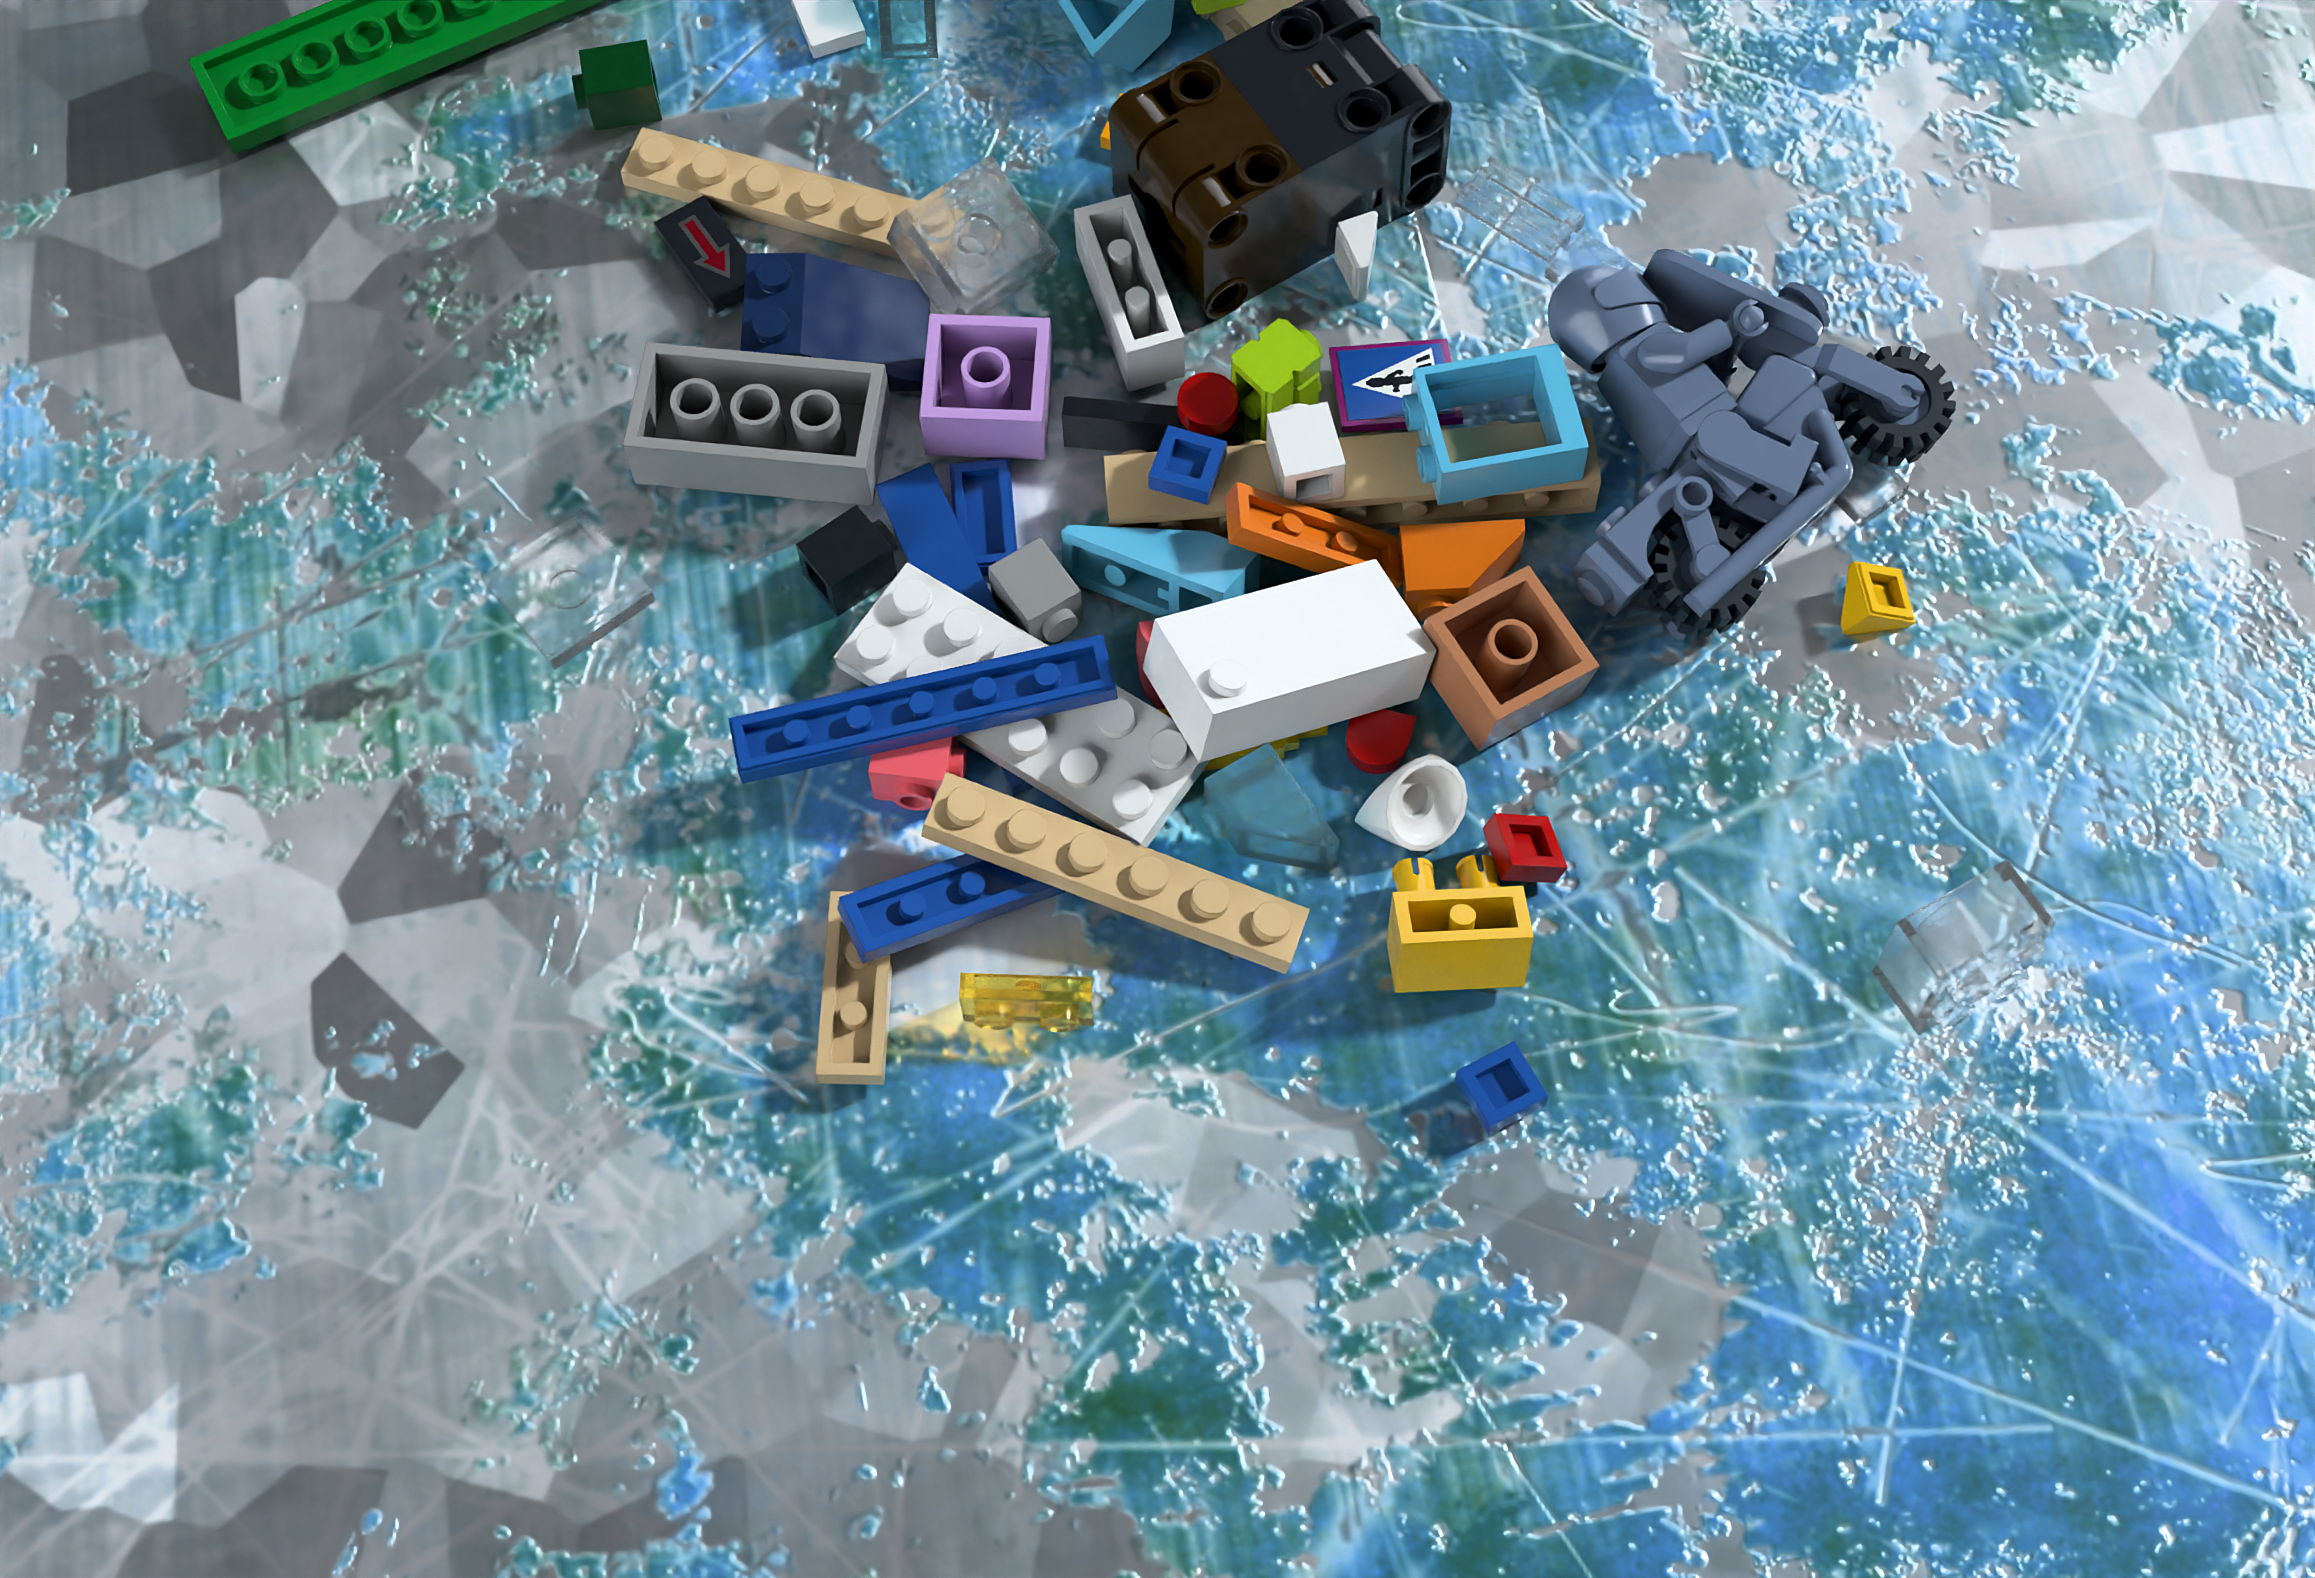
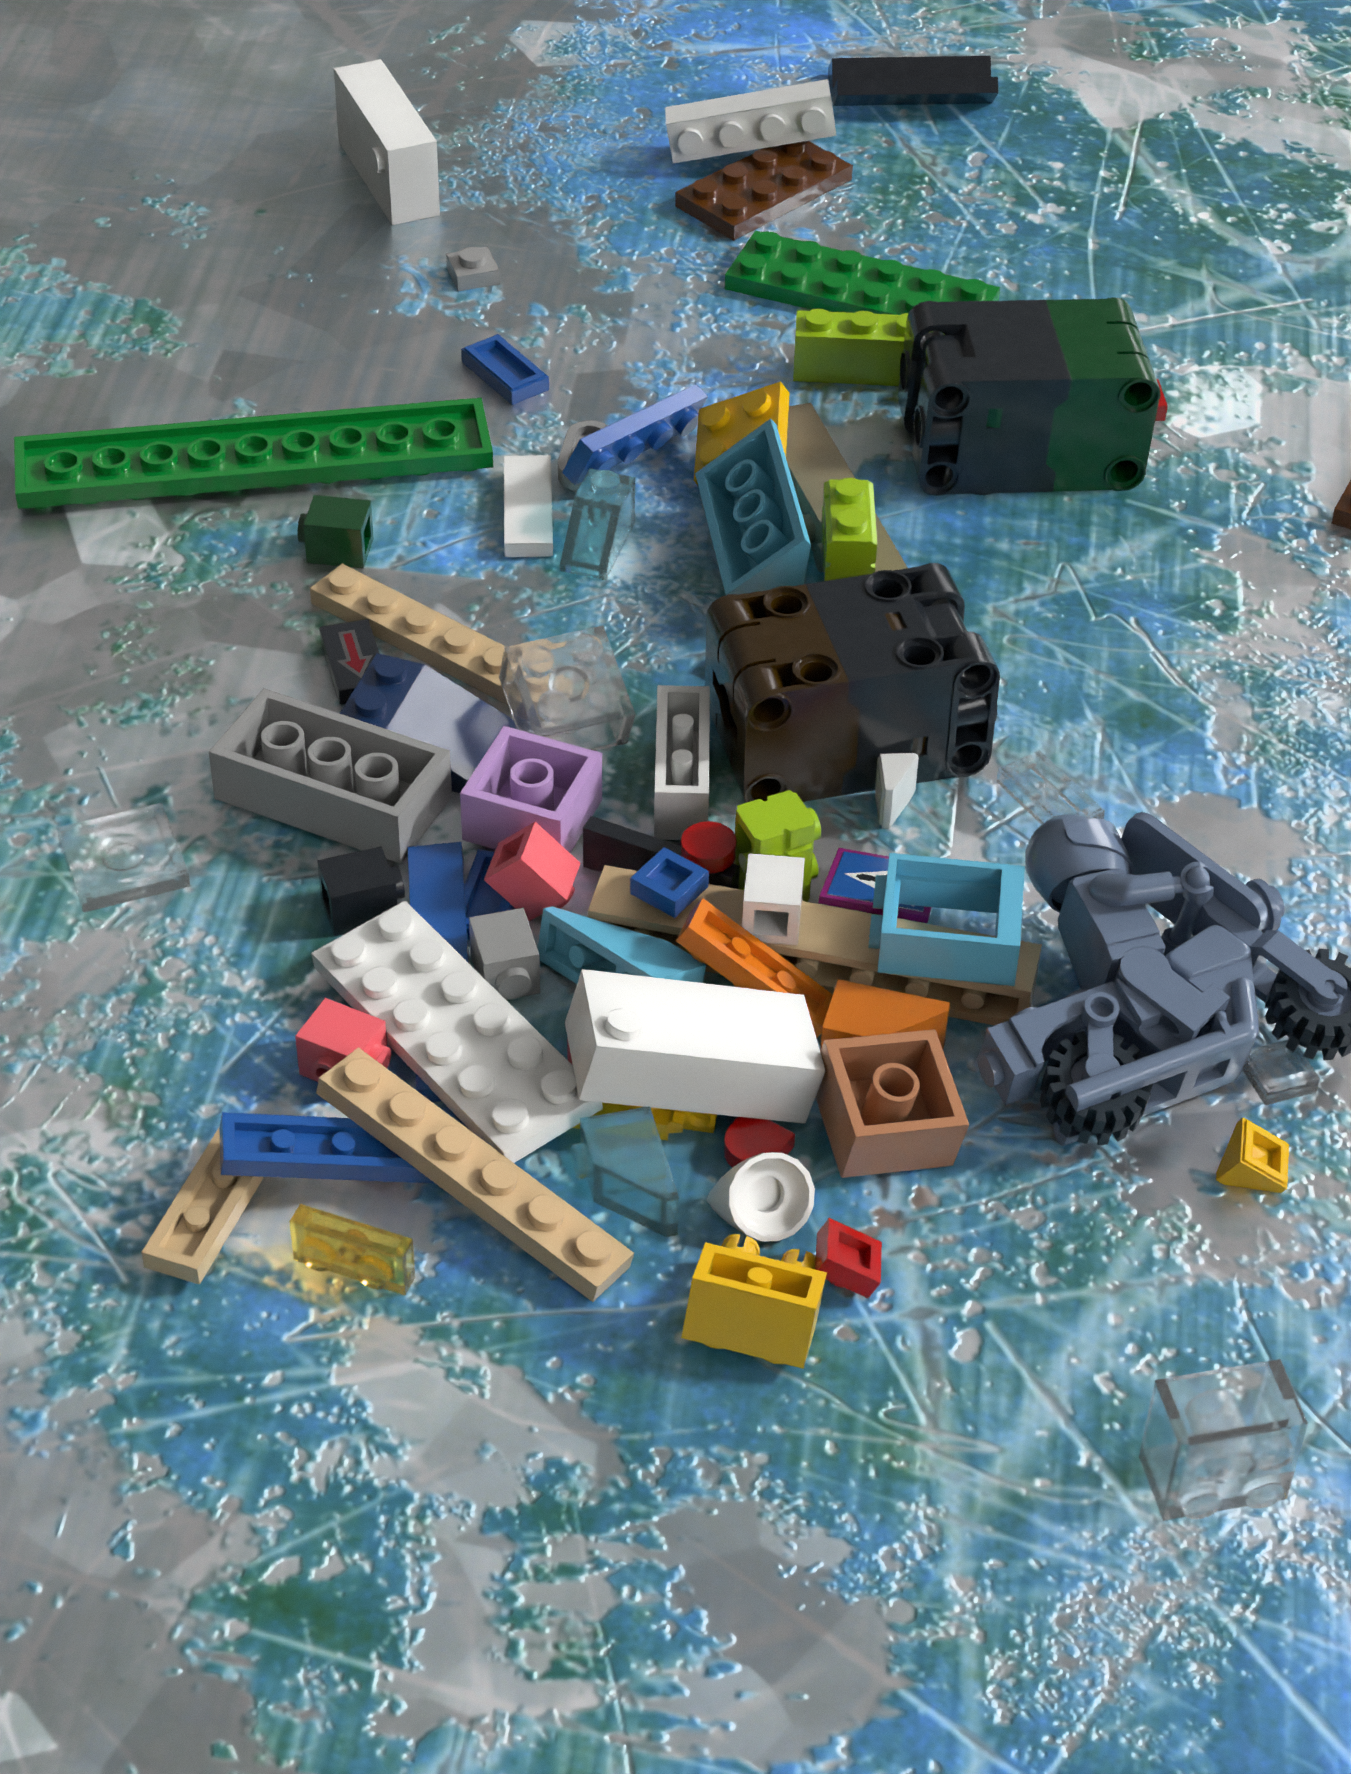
camera: 15 degrees right, 20 degrees down
(922, 708) = (363, 999): blue tile -> none
(1026, 483) = (533, 871): none -> coral brick
(1501, 1088) = (745, 1441): blue plate -> none

